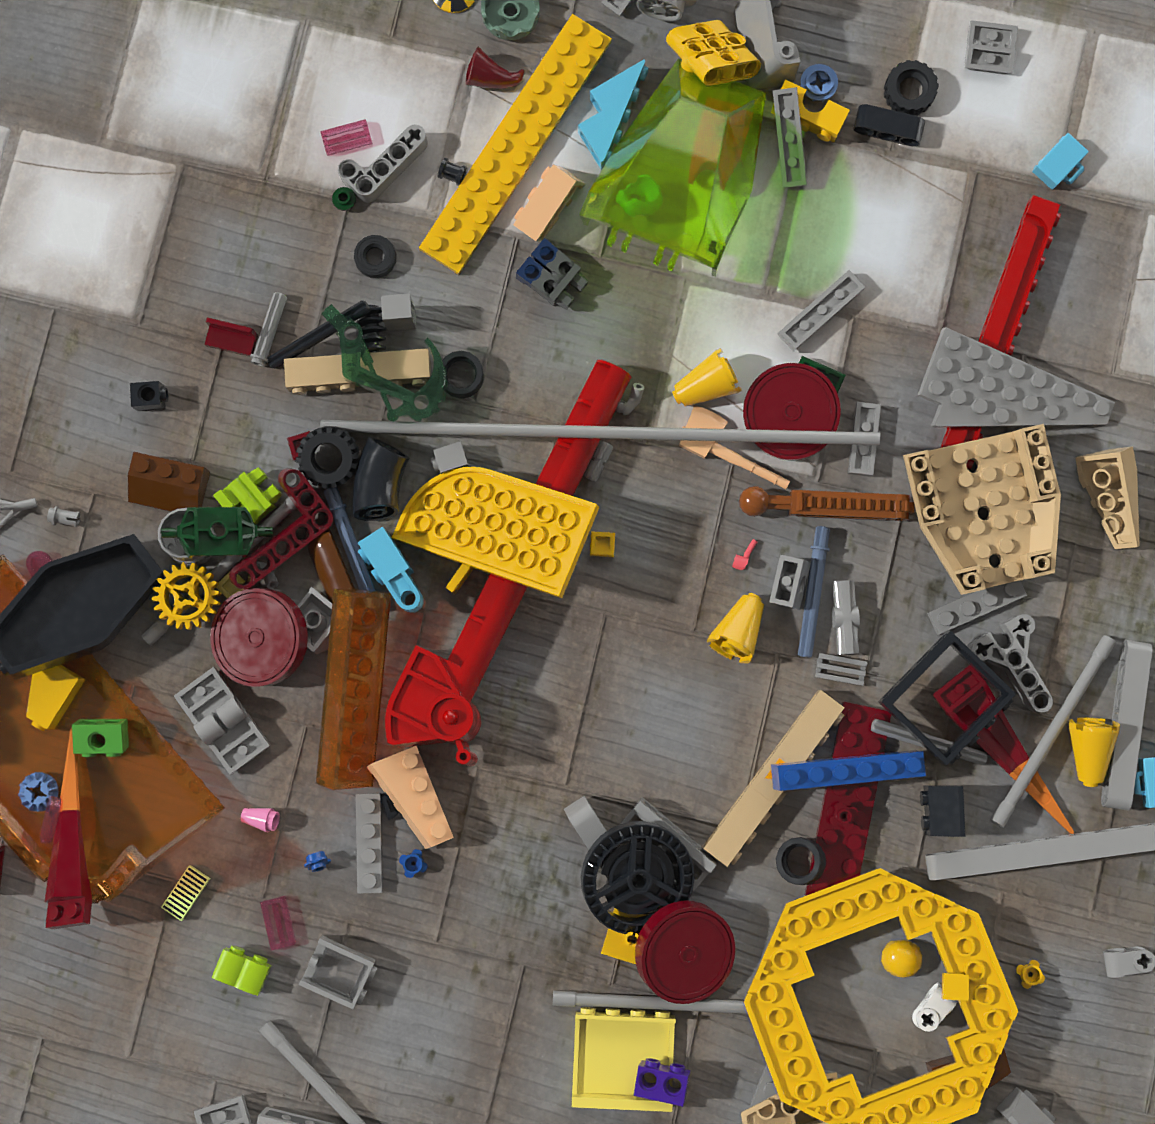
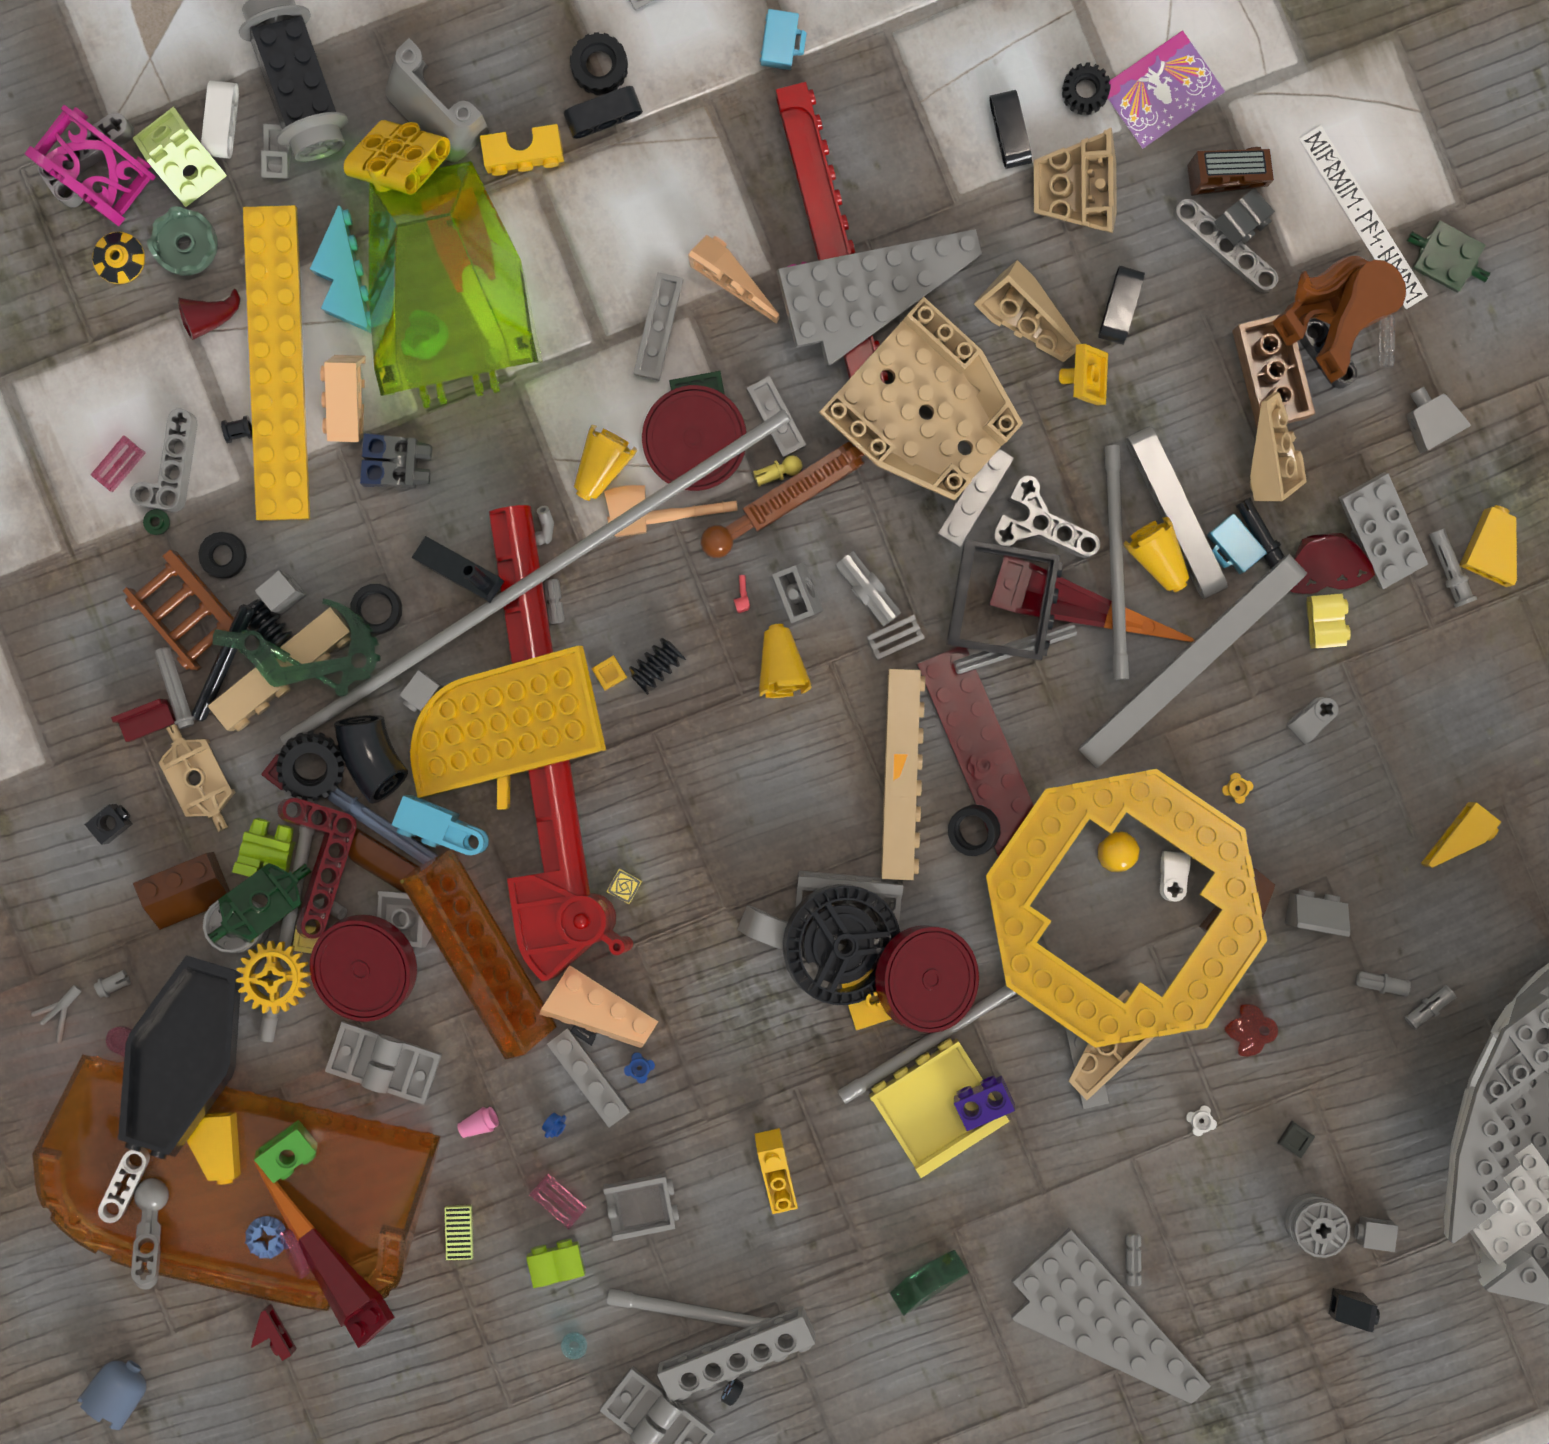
camera: 45 degrees left, 5 degrees up
(205, 1051) = (574, 1353): none -> clear light blue plate
(242, 425) = (213, 790): none -> tan plate
(335, 263) = (192, 586): none -> dark orange fence
(462, 1020) = (775, 1171): none -> yellow slope
(500, 714) = (624, 886): none -> tile
(544, 386) = (458, 569): none -> black piece
(642, 562) = (656, 665): none -> black piece
(789, 137) = (520, 187): plate -> none
(813, 593) = (824, 584): sand blue axle -> none
(824, 74) = (512, 103): medium blue gear -> none
(848, 770) = (960, 723): blue brick -> none
(849, 483) = (791, 465): none -> light yellow pin
(899, 297) = (719, 265): none -> light nougat wedge
(943, 810) = (1066, 700): black slope -> none
(955, 986) = (1177, 846): yellow tile -> none
(1129, 571) = (1088, 375): none -> yellow tile

